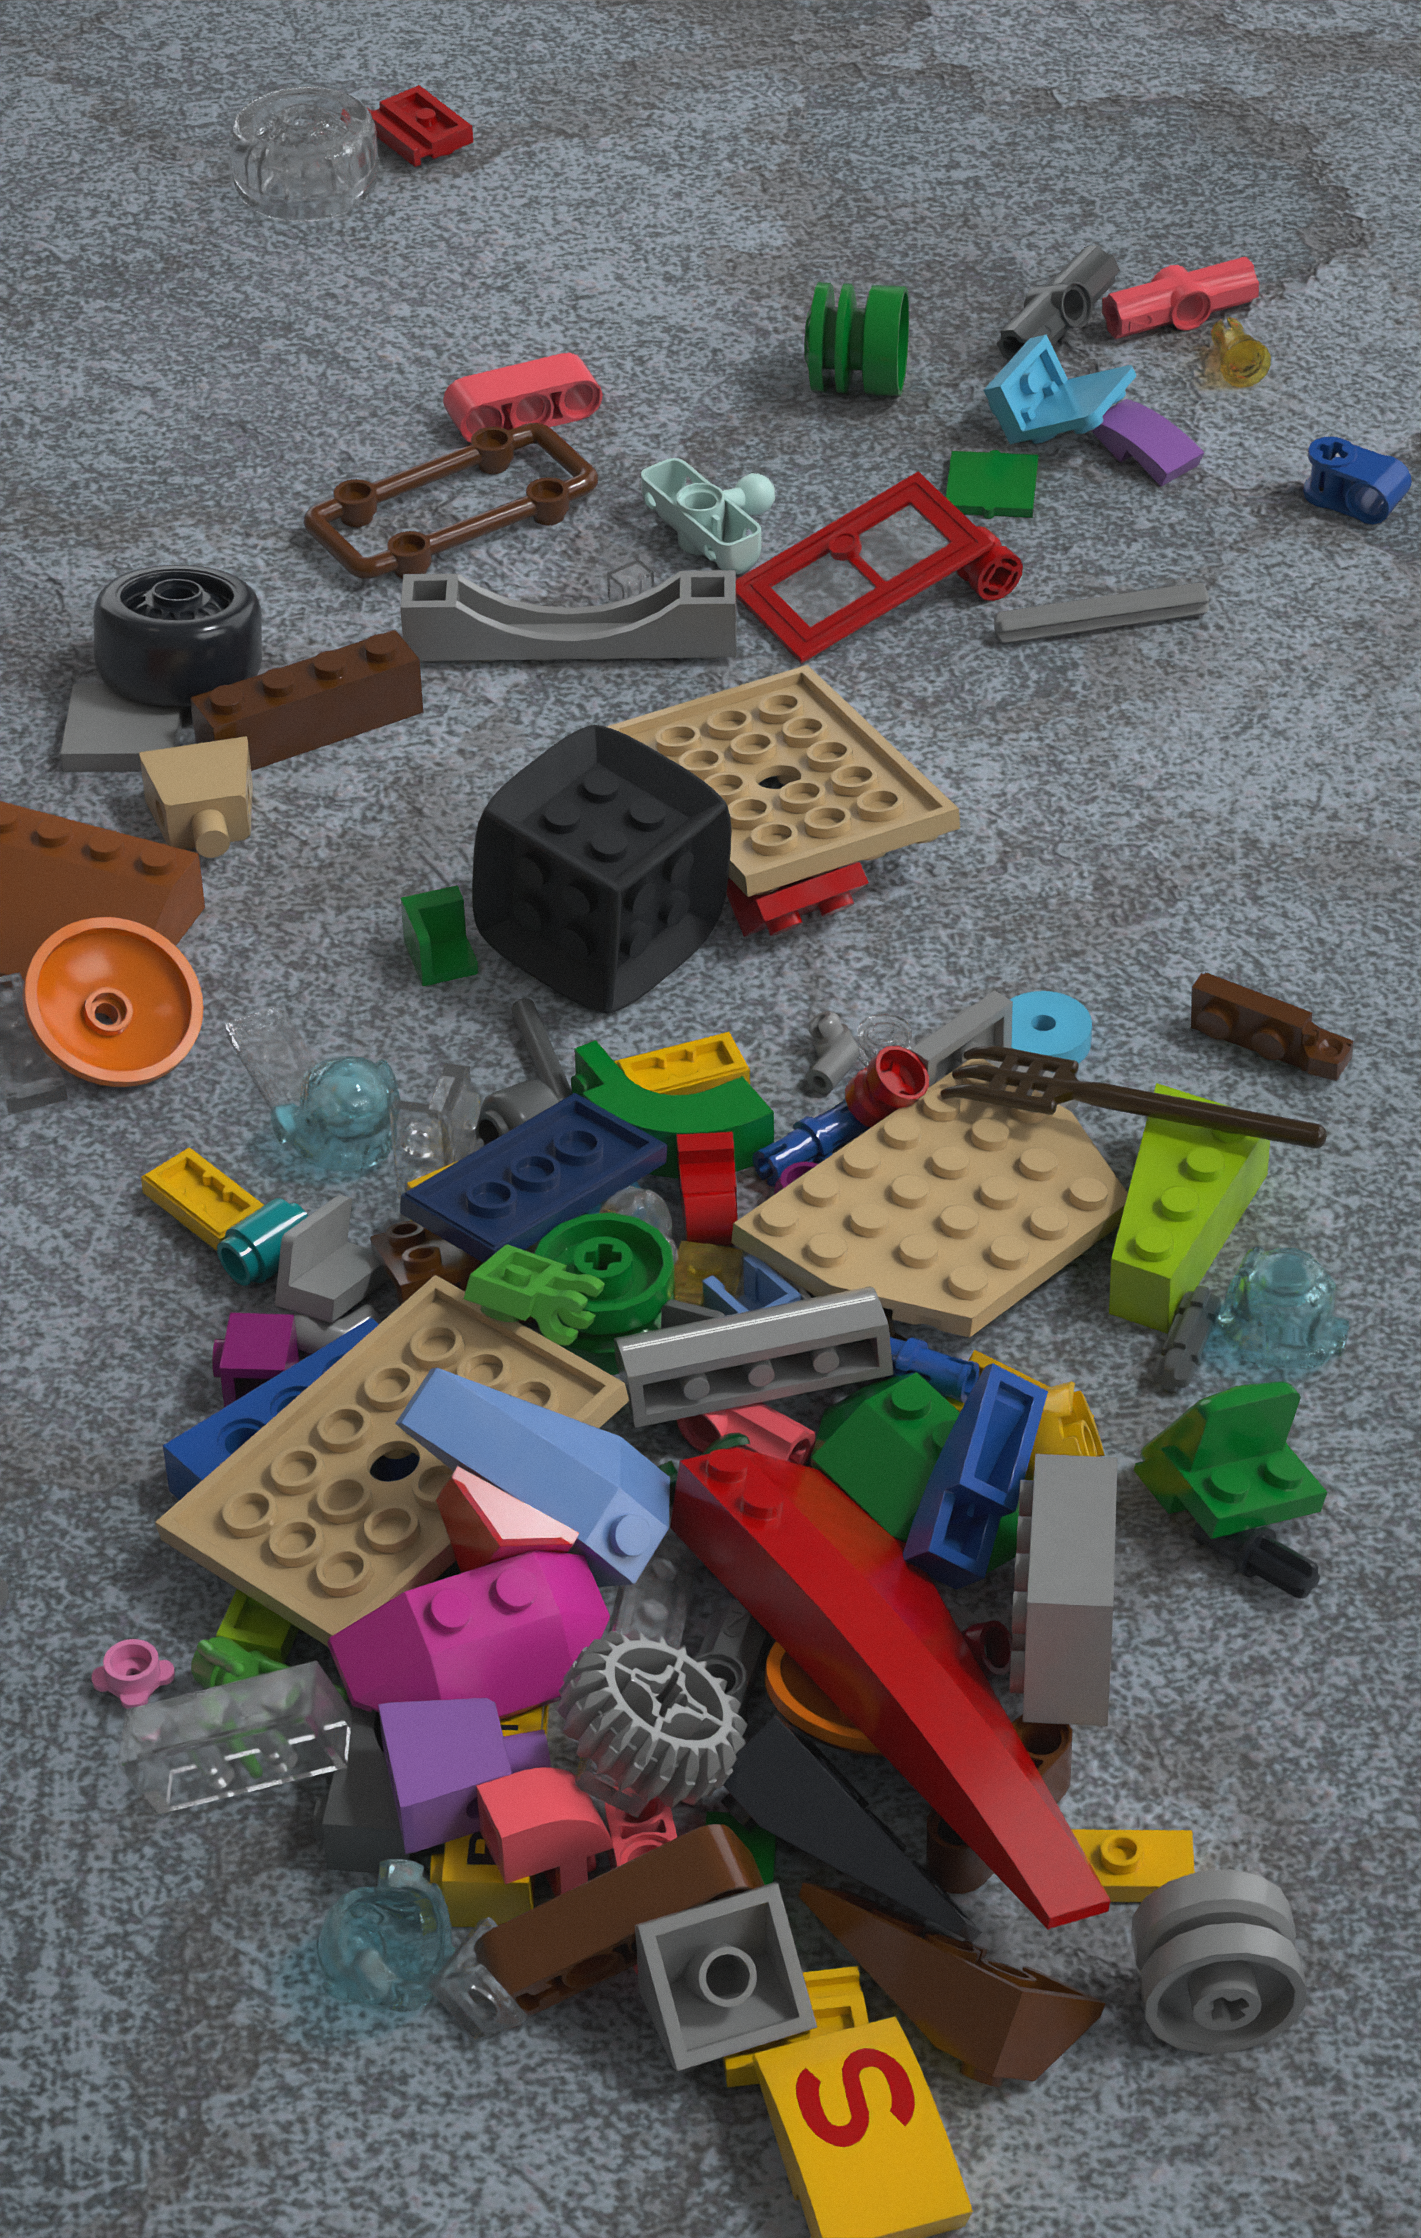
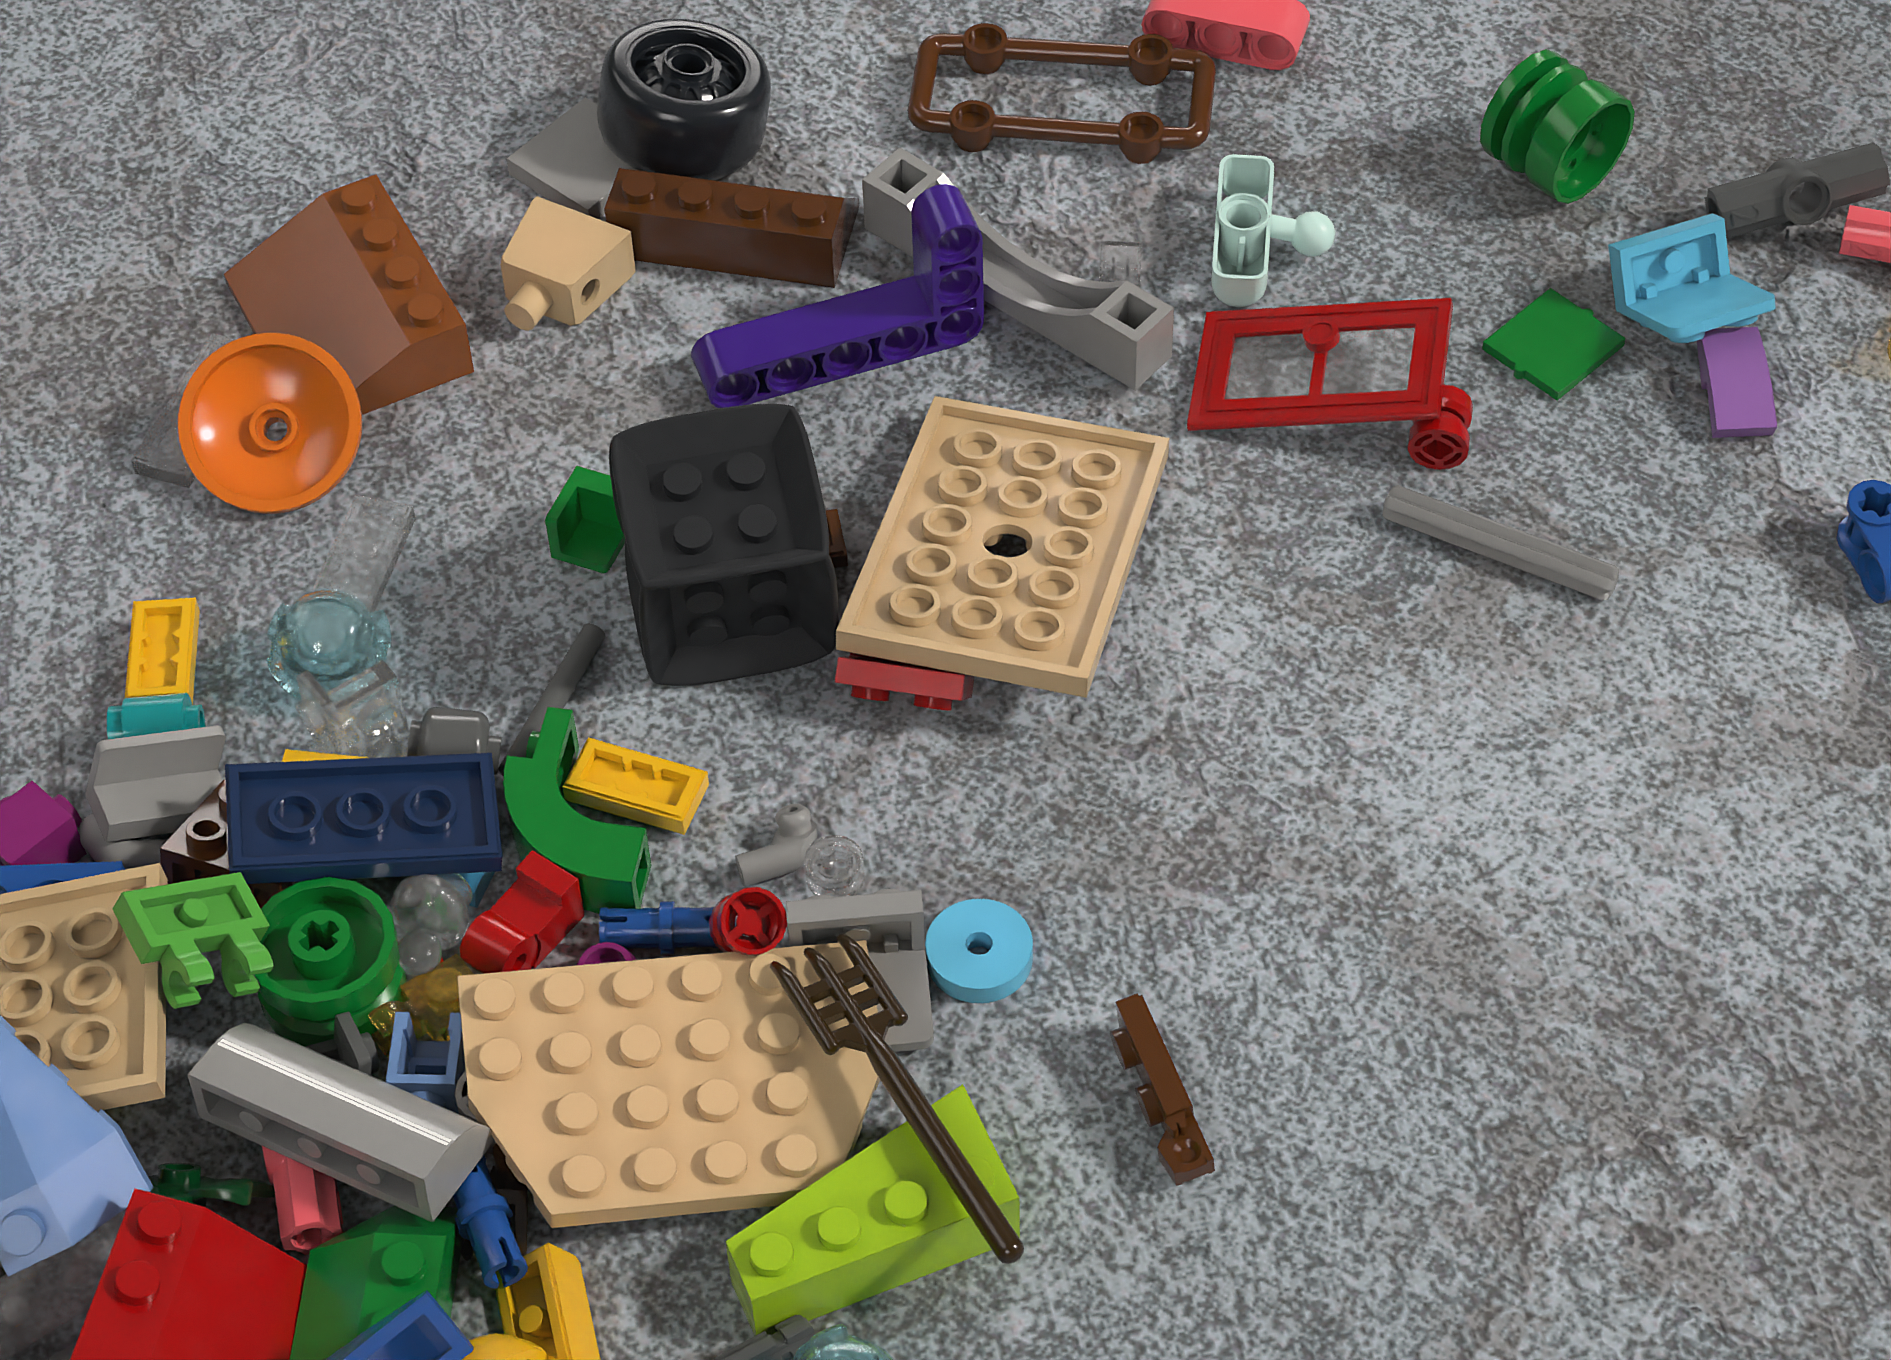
camera: 40 degrees right, 10 degrees up
(505, 704) = (863, 328): none -> dark purple beam

